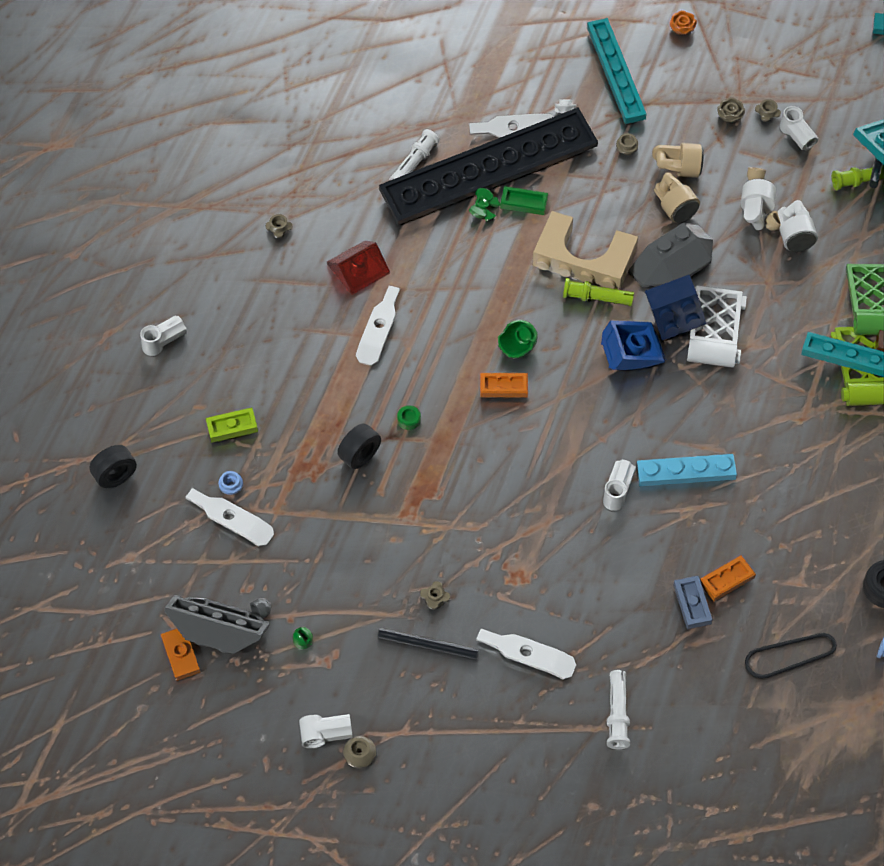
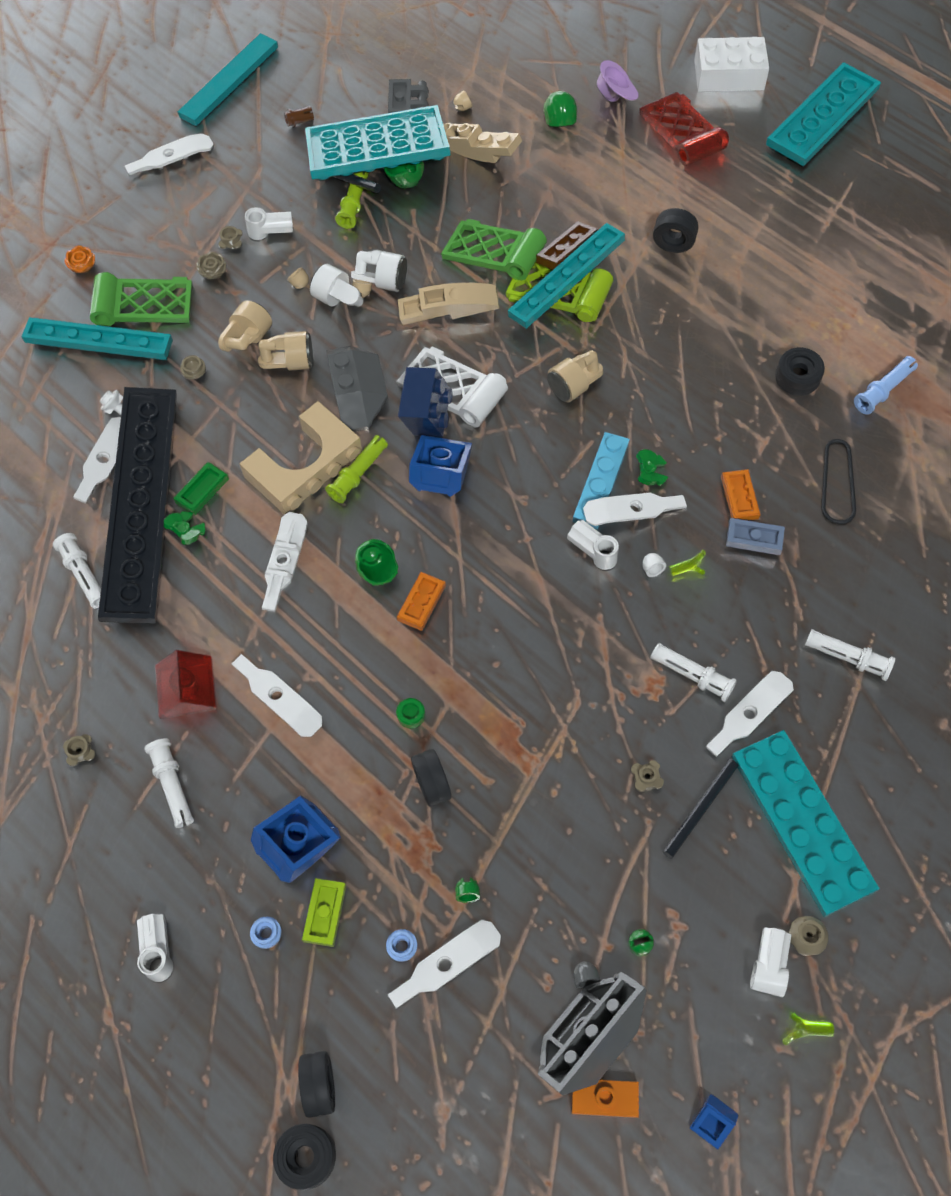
camera: 65 degrees left, 5 degrees up
(66, 470) = (285, 1152): none -> black tyre
(195, 731) = (714, 1121): none -> blue slope
(199, 391) = (257, 928): none -> light blue plate
(277, 382) = (294, 838): none -> blue slope
(287, 283) = (165, 769): none -> white pin
(287, 772) = (808, 1028): none -> clear neon green bar
(288, 507) = (467, 891): none -> green hinge
(451, 721) = (805, 823): none -> teal plate
(504, 280) = (288, 545): none -> white piece
(540, 606) = (705, 677): none -> white pin
(624, 535) = (653, 564): none -> white hinge
(639, 563) = (688, 565): none -> clear neon green bar
(660, 57) = (109, 302): none -> bright green piece
(660, 490) = (618, 507): none -> white piece
(722, 496) = (648, 464): none -> green piece
(766, 410) = (573, 376): none -> tan piece
(795, 287) = (447, 299): none -> tan slope
(837, 35) = (178, 149): none -> white piece

